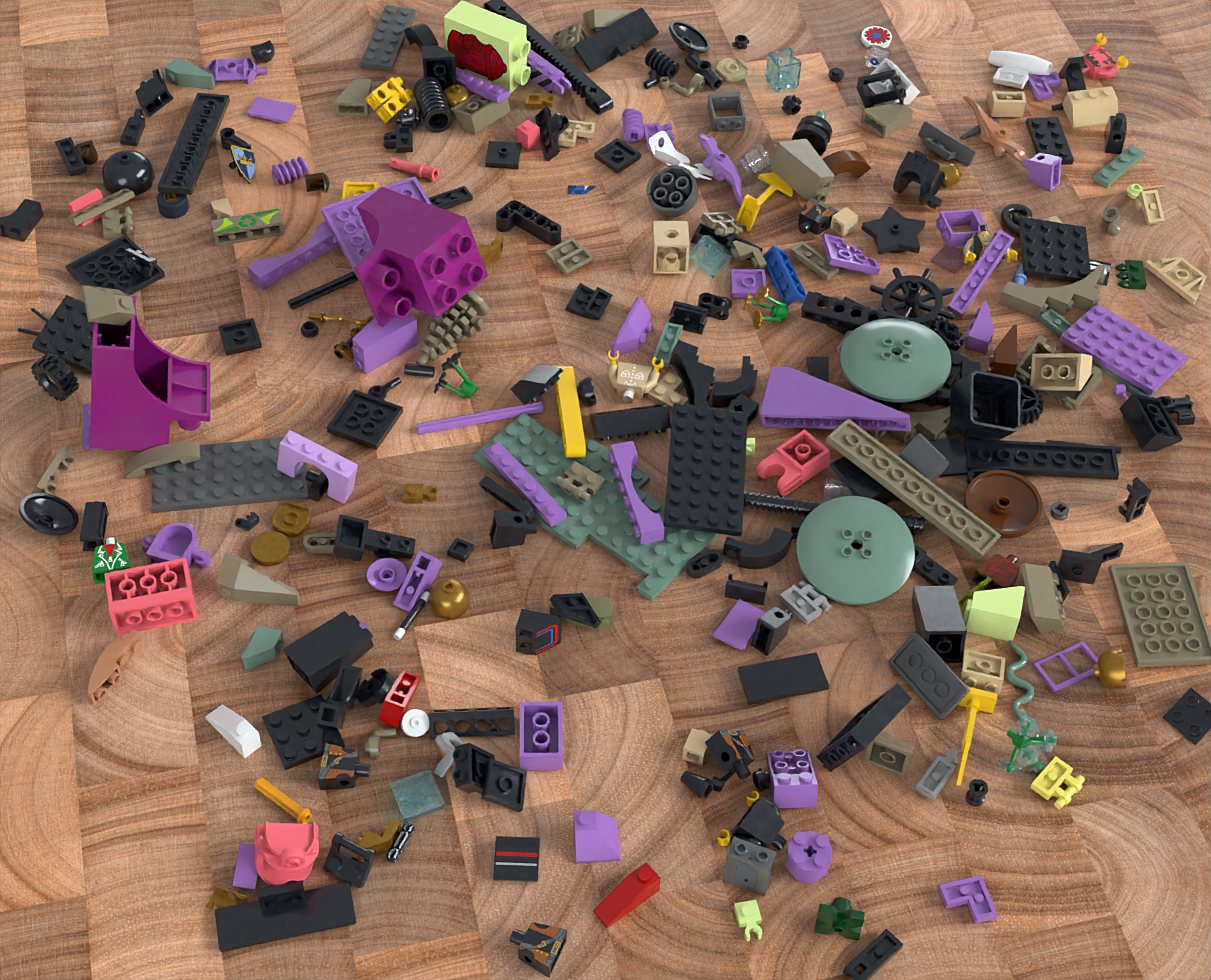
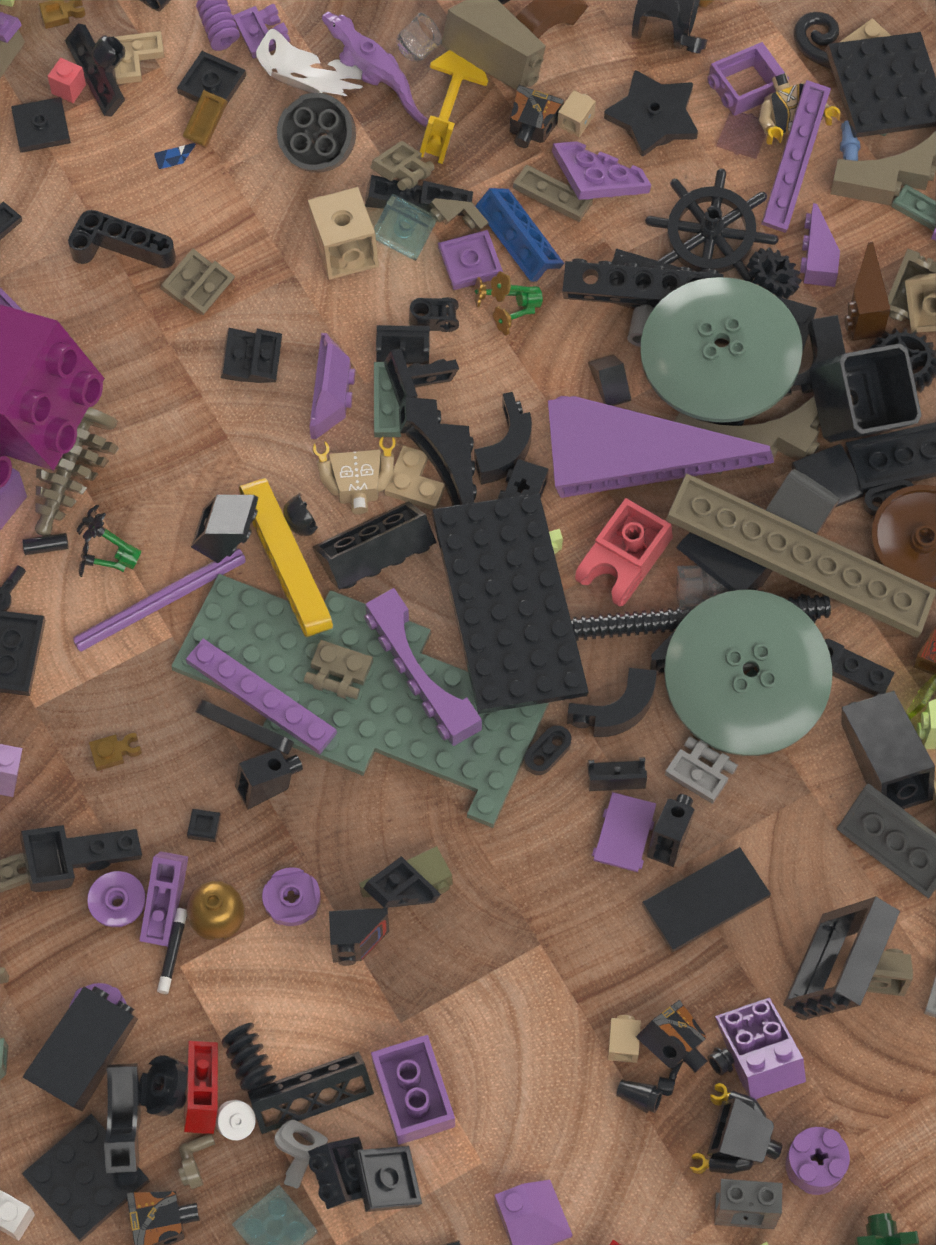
camera: 15 degrees left, 15 degrees up
(437, 687) = (245, 1058): none -> black piece
(491, 252) = (77, 314): pearl gold slope -> none
(502, 613) = (291, 913): none -> medium lavender plate
(606, 172) = (205, 118): none -> pearl gold tile
(692, 333) = (405, 378): none -> black bracket

